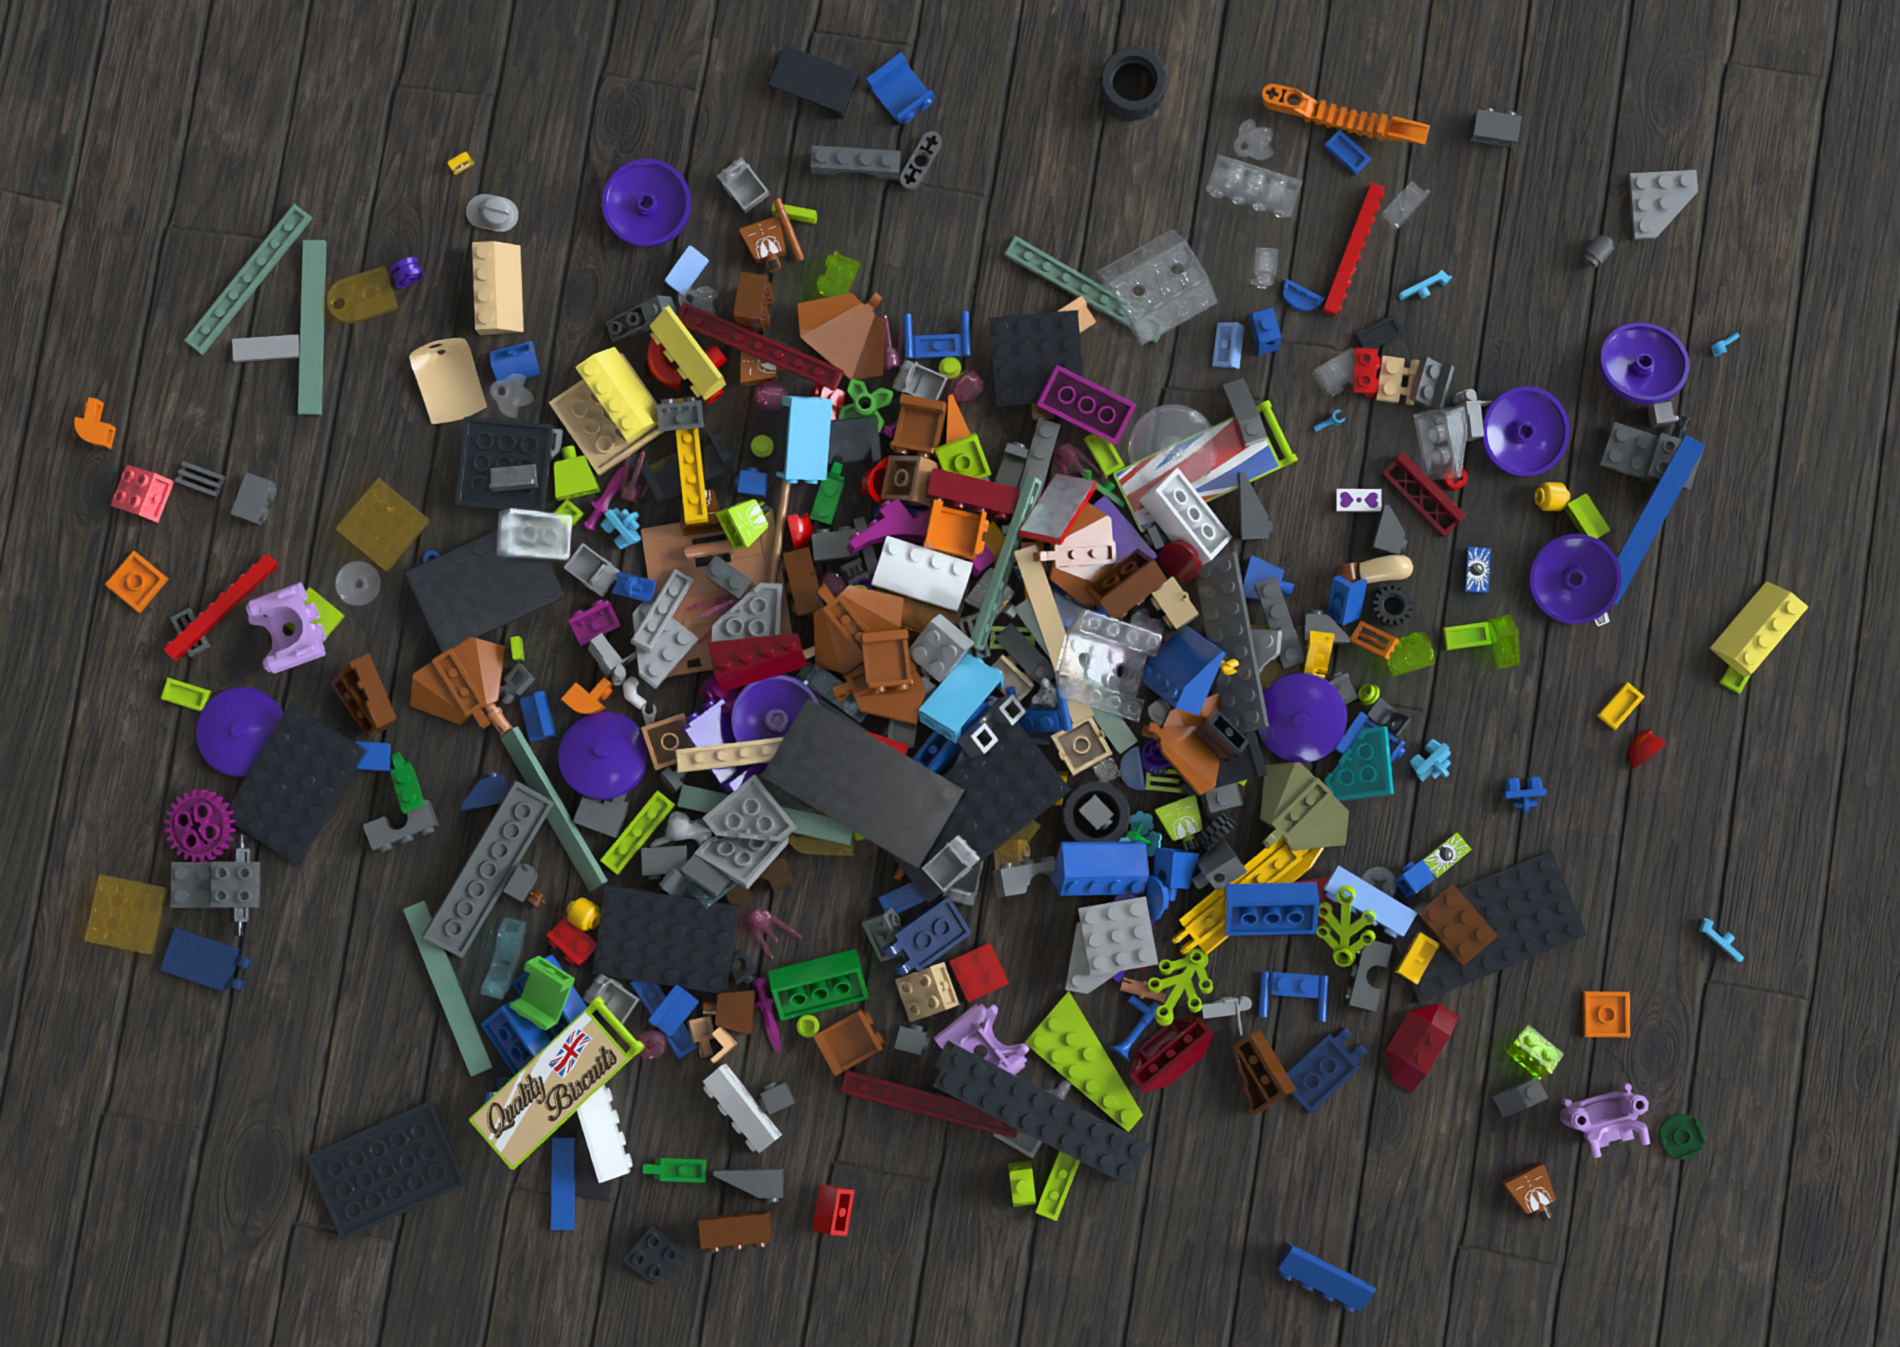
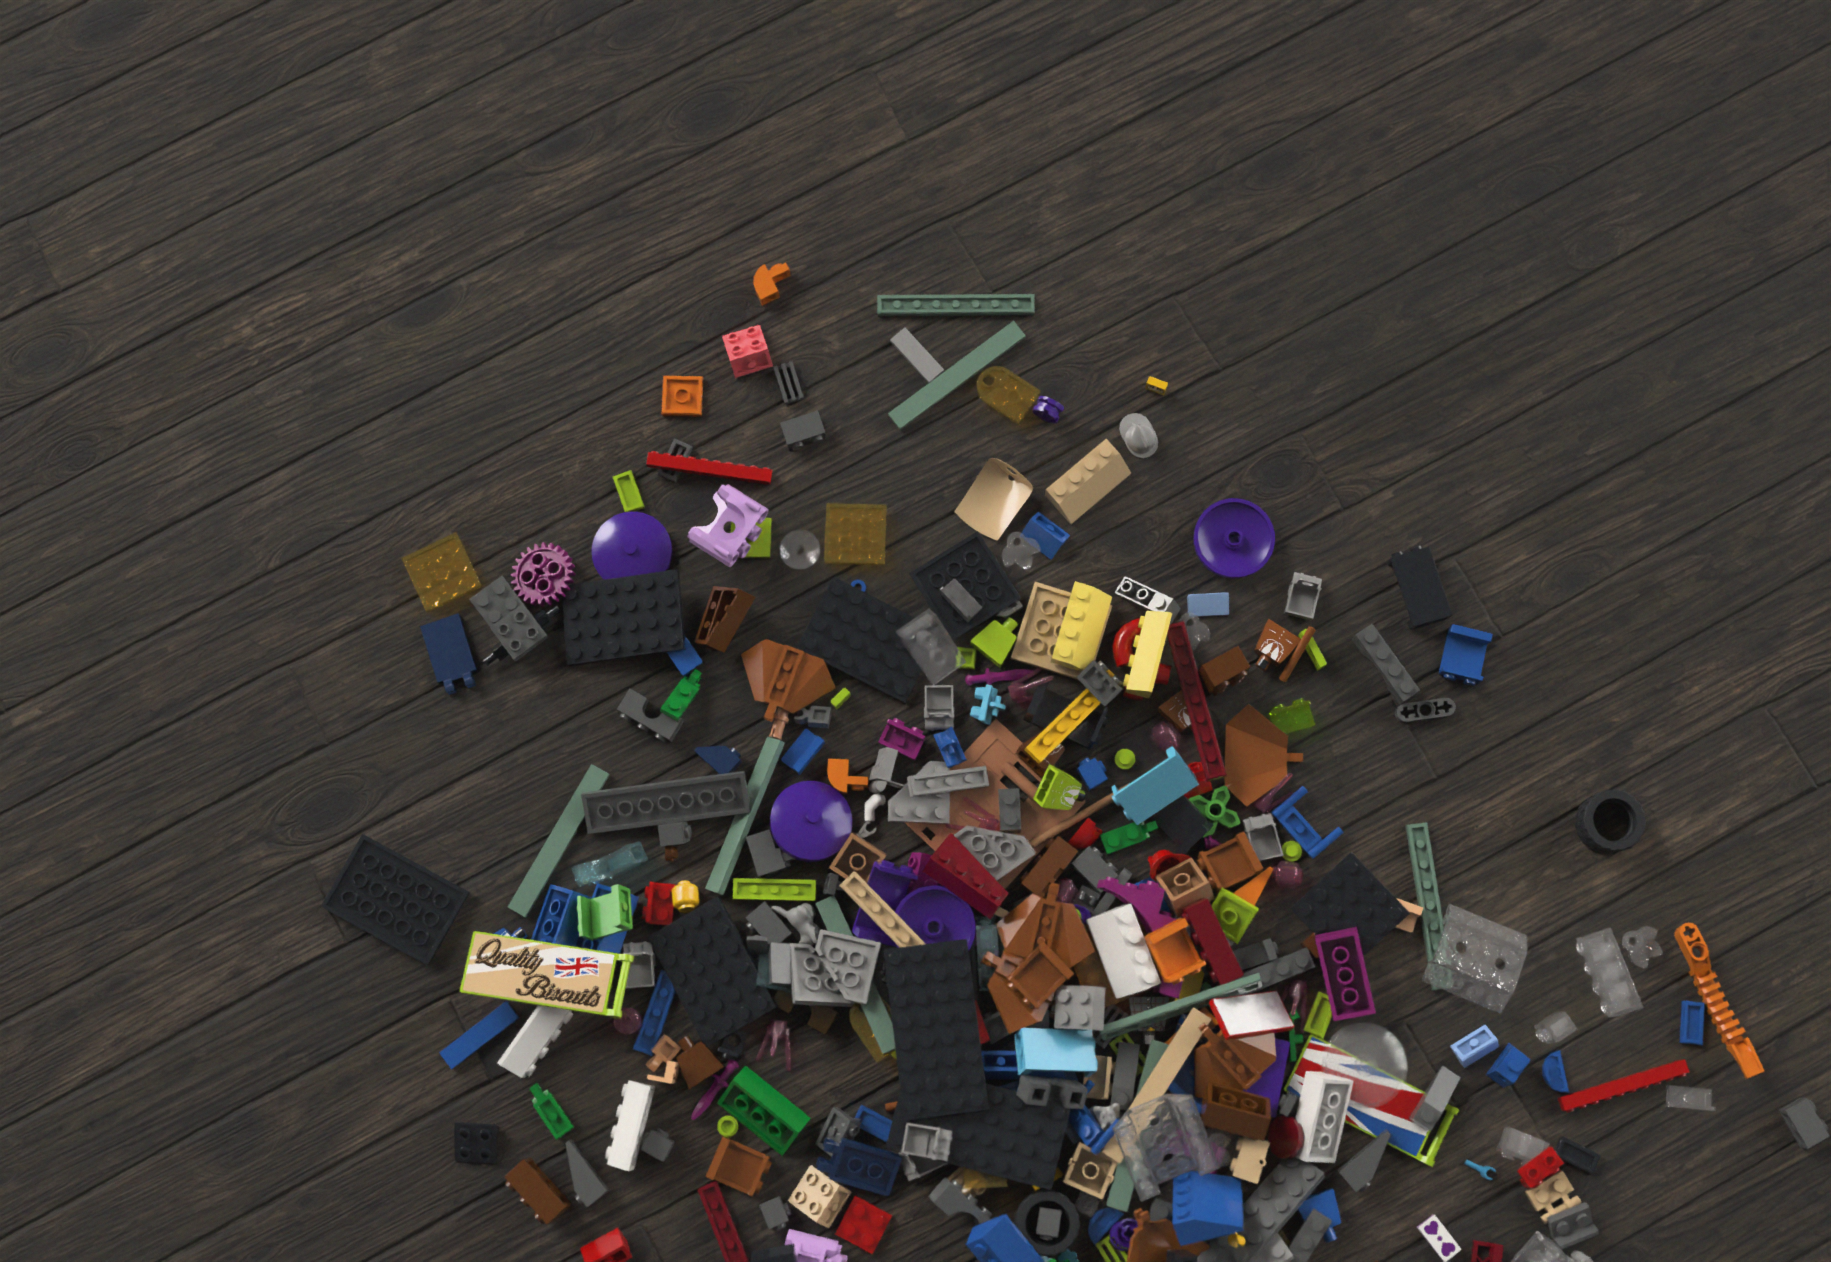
camera: 50 degrees right, 5 degrees down
(673, 1010) = (664, 1018): blue panel -> none
(1422, 288) = (1658, 1170): medium azure piece -> none

